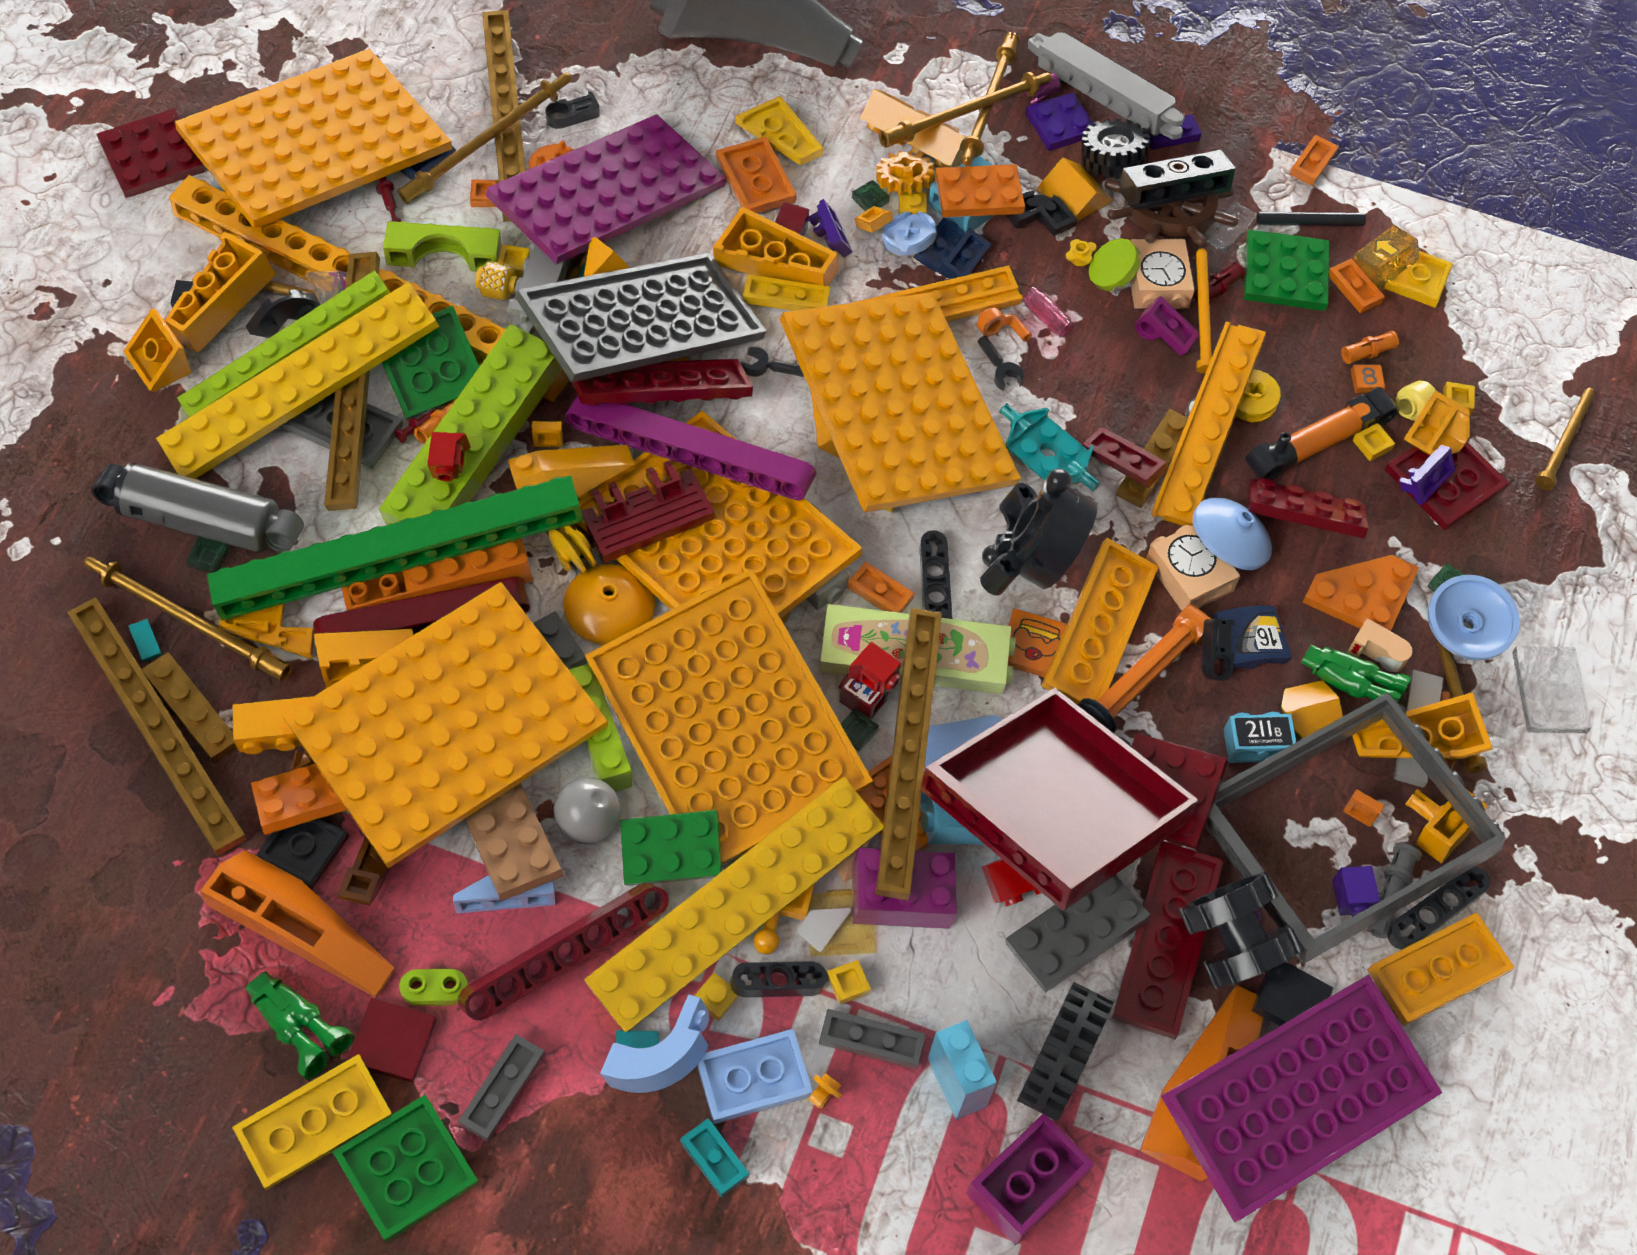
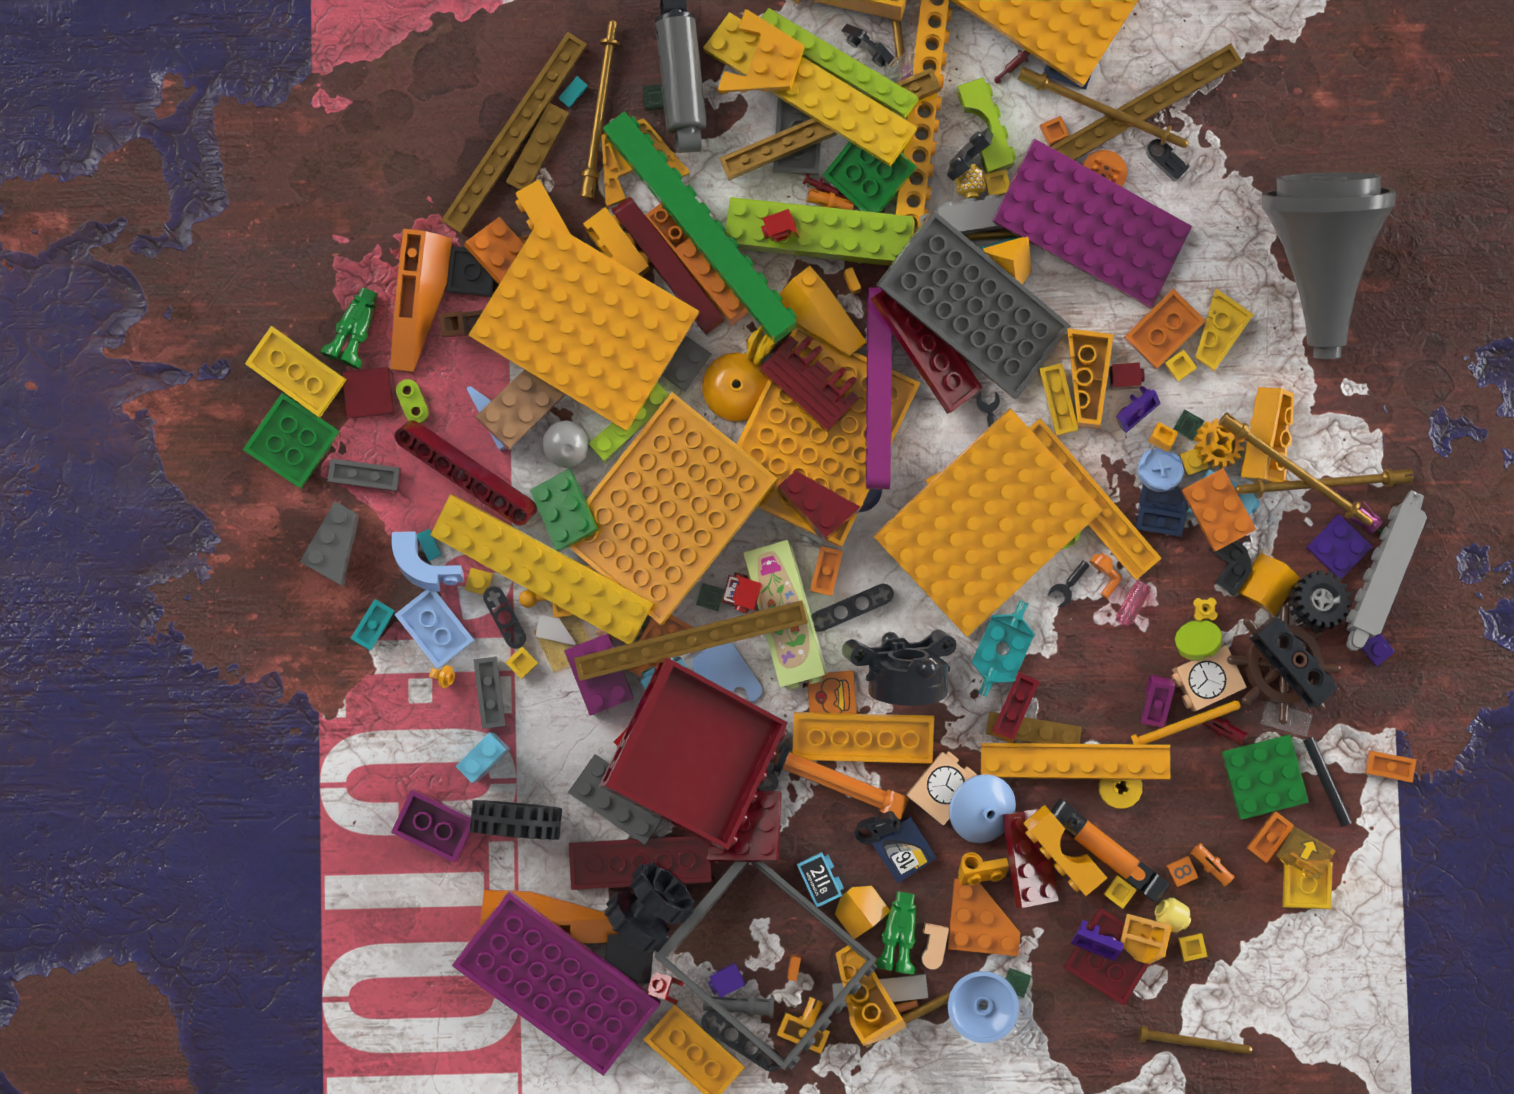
camera: 75 degrees right, 25 degrees up
(244, 400) = (773, 62): none -> light orange wing
(467, 271) = (963, 159): none -> black plate
(580, 1165) = (333, 543): none -> dark grey wedge
(801, 548) = (817, 505): none -> dark red wedge
(803, 177) = (1180, 365): none -> yellow plate
(1286, 470) = (1048, 831): none -> light orange arch
(1303, 567) = (983, 871): none -> light orange plate
(1346, 965) = (660, 987): none -> window

